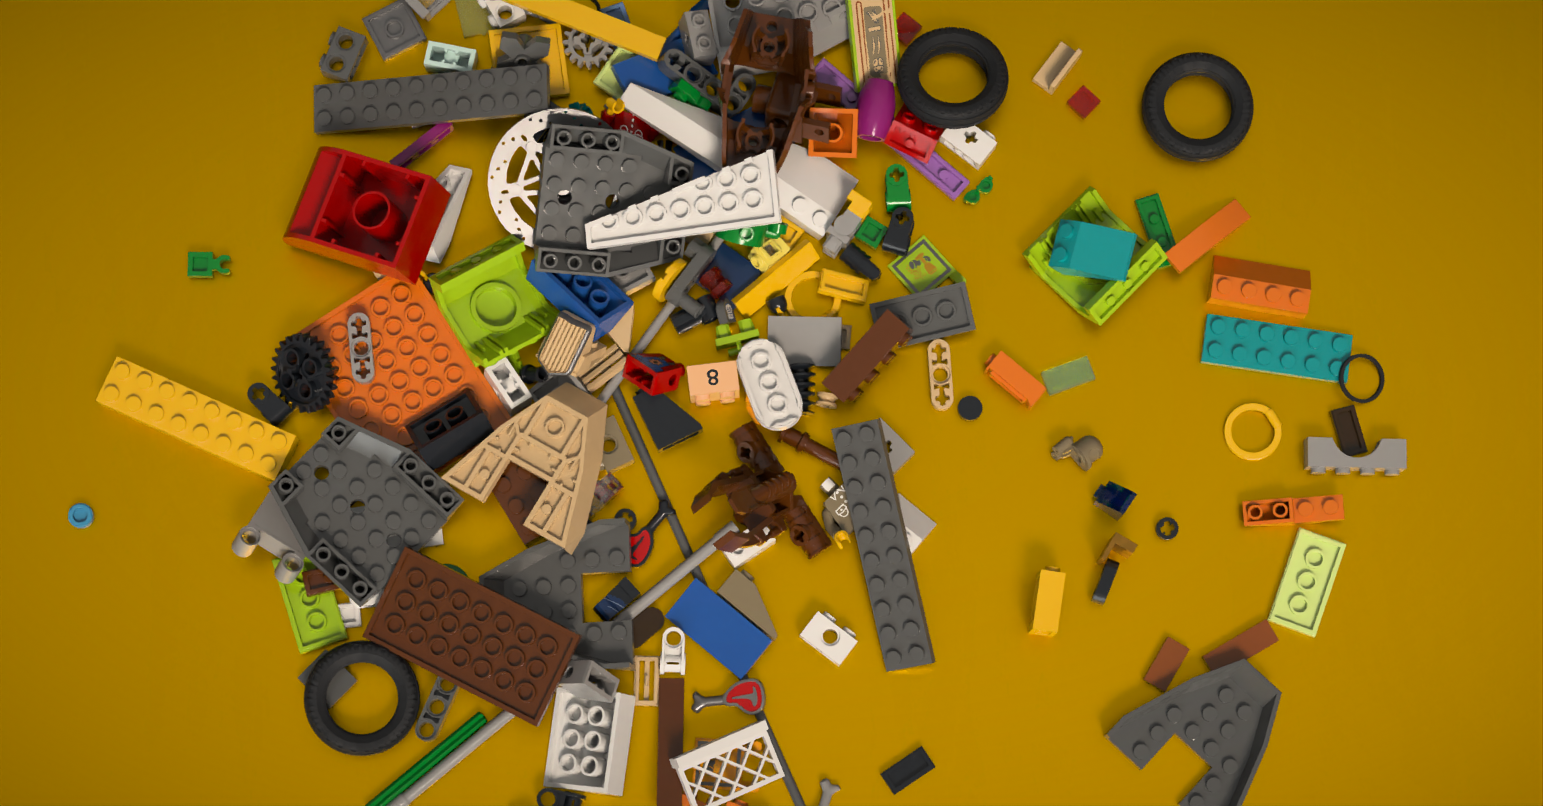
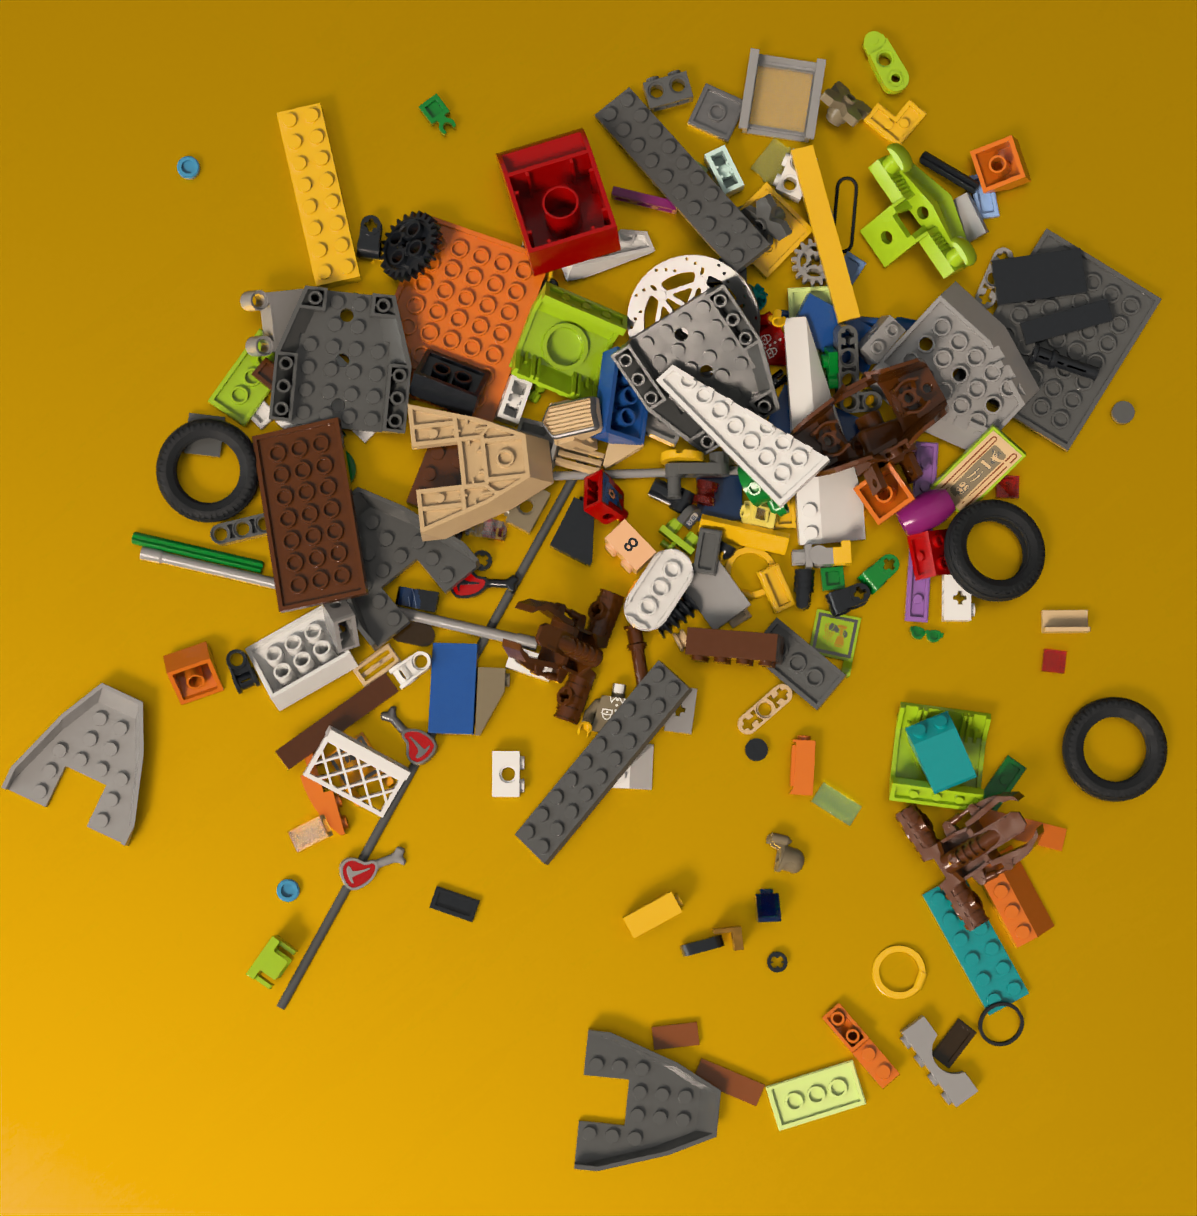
camera: 55 degrees right, 5 degrees up
(356, 367) = (461, 282): light grey beam -> none
(532, 374) = (535, 409): black pin -> none
(767, 319) = (707, 551): none -> dark grey tile
(1194, 288) = (969, 850): none -> reddish brown piece

